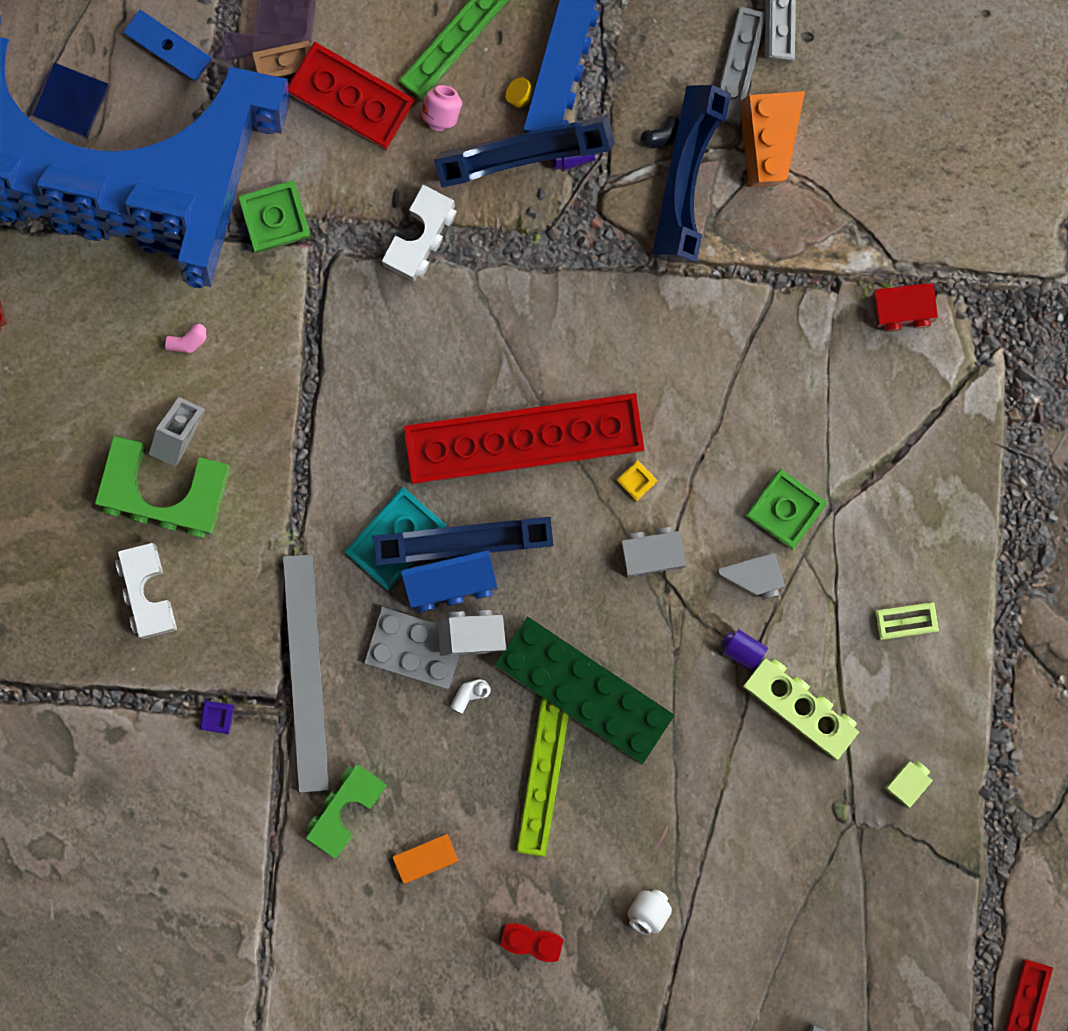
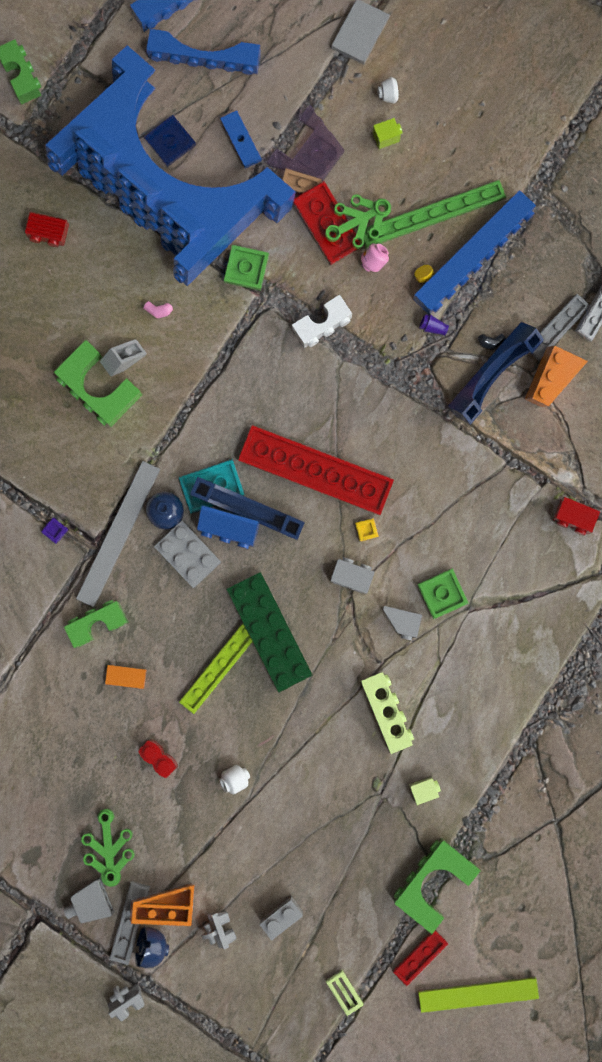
camera: 30 degrees right, 0 degrees up
(137, 567) = (56, 421): white arch -> none
(351, 606) = (165, 510): none -> dark blue cylinder
(393, 66) = (360, 218): none -> bright green plant
(470, 691) = (205, 596): white arm -> none
(471, 634) = (222, 564): brick -> none
(556, 142) = (423, 310): dark blue arch -> none
(744, 649) = (373, 660): dark purple brick -> none
(881, 625) = (460, 690): yellowish green tile -> none
(969, 934) = (440, 858): none -> bright green arch

